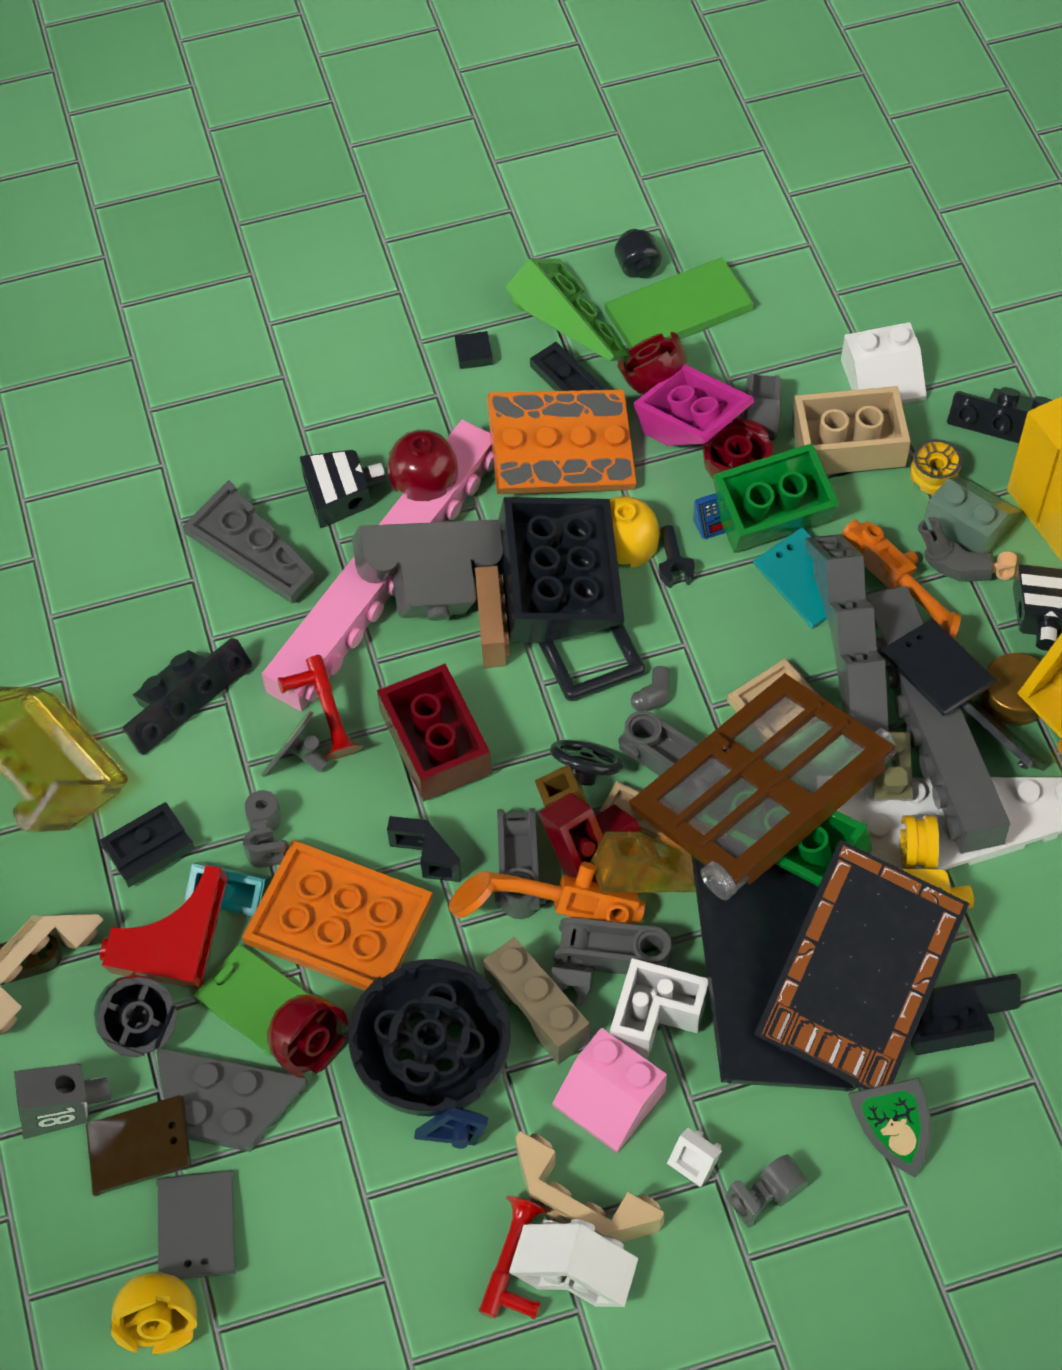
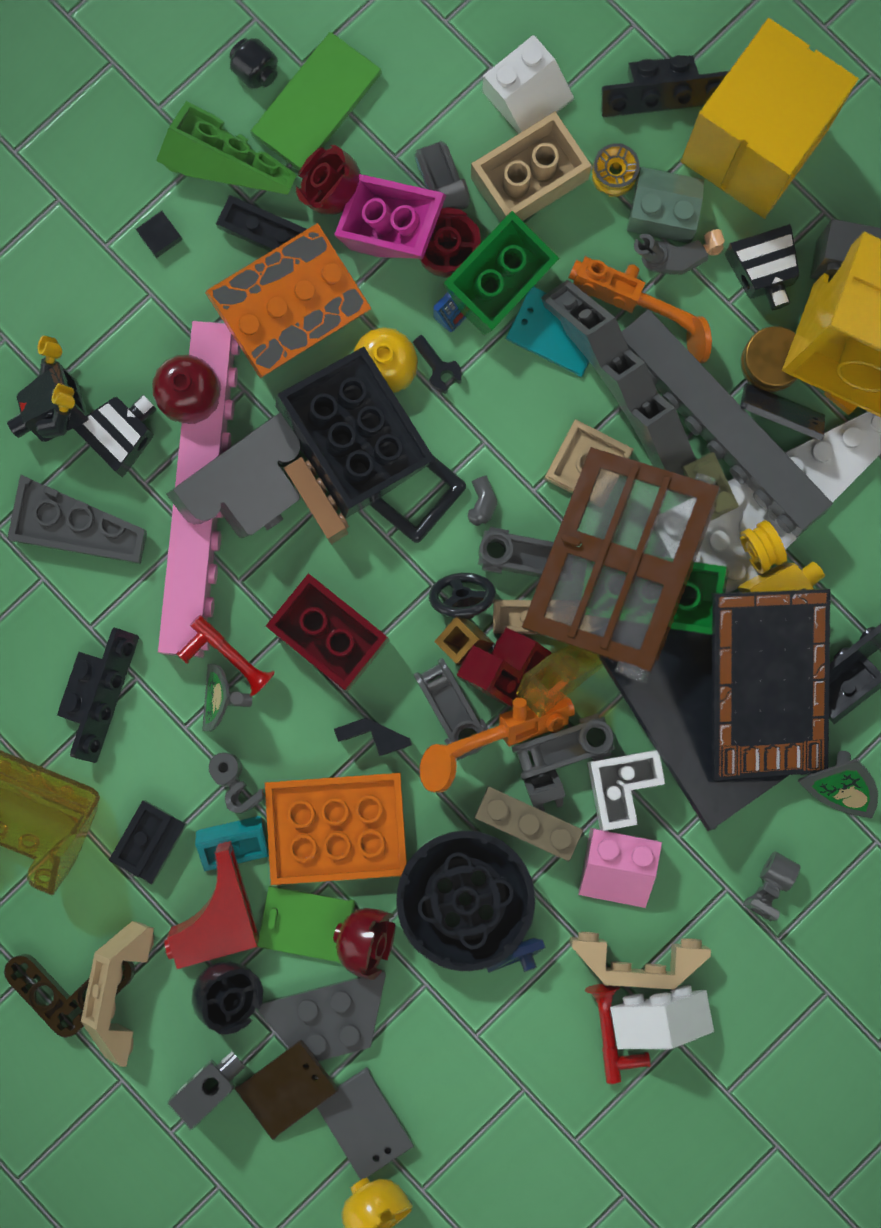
camera: 25 degrees left, 25 degrees up
(293, 431) = (51, 401): none -> torso
(694, 1156) = (708, 887): white tile -> none
(938, 667) = (713, 383): black container -> none

